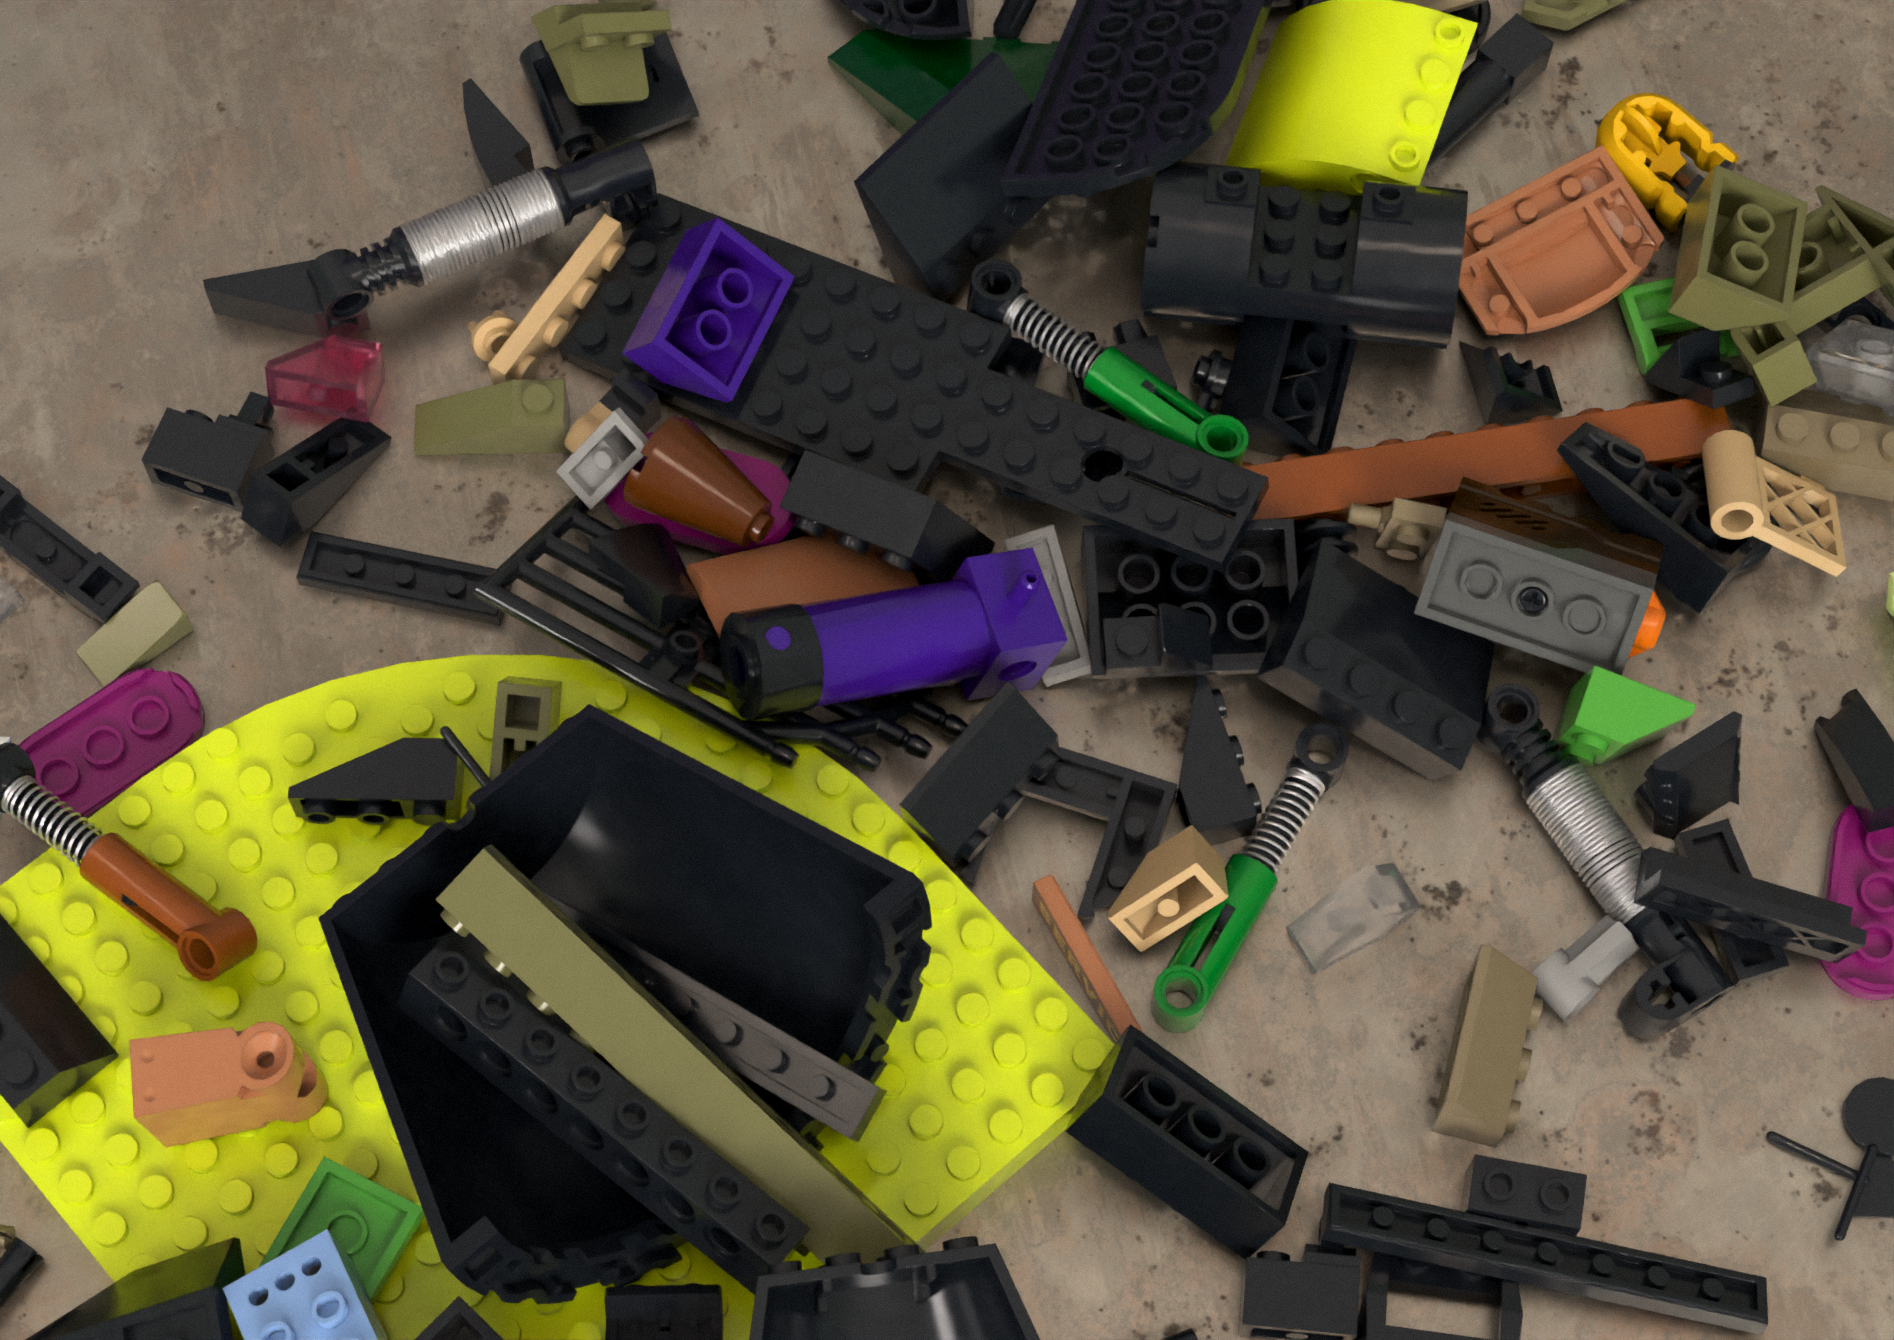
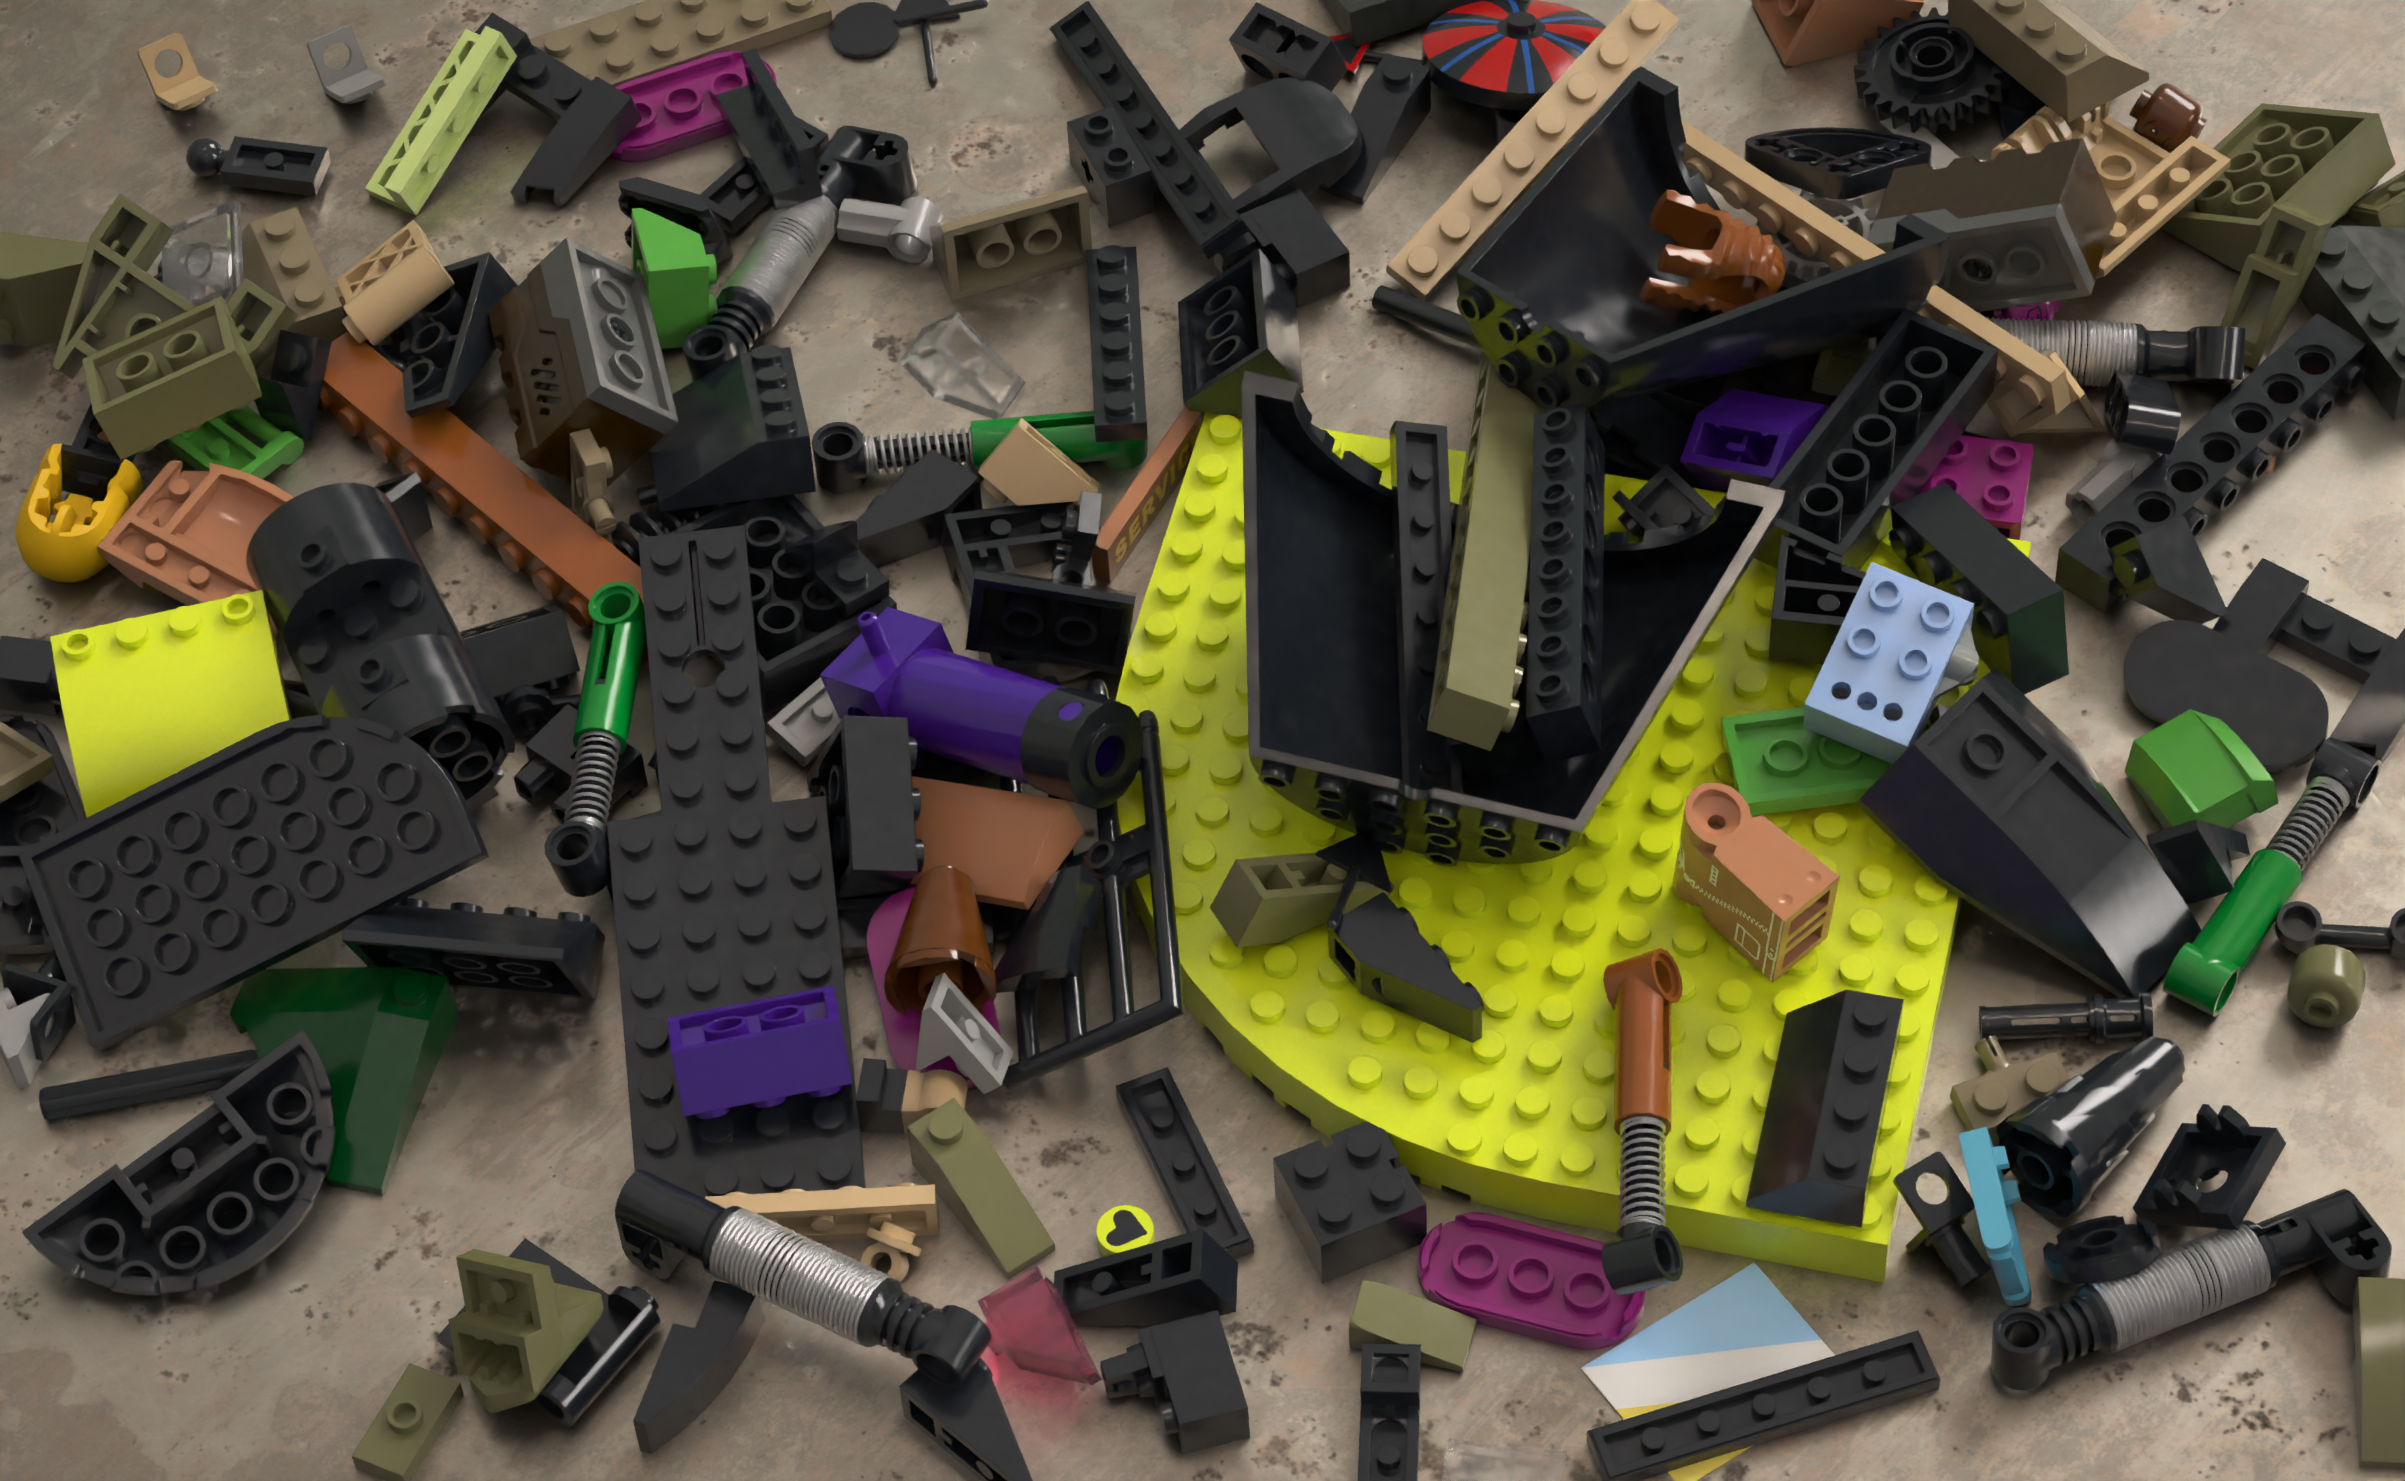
camera: 120 degrees left, 15 degrees down
(261, 645) = (1350, 1200): none -> black piece
(380, 500) = (1124, 1229): none -> neon yellow tile
(1050, 854) = (1080, 535): none -> black plate
(1280, 1051) = (1116, 344): none -> black plate

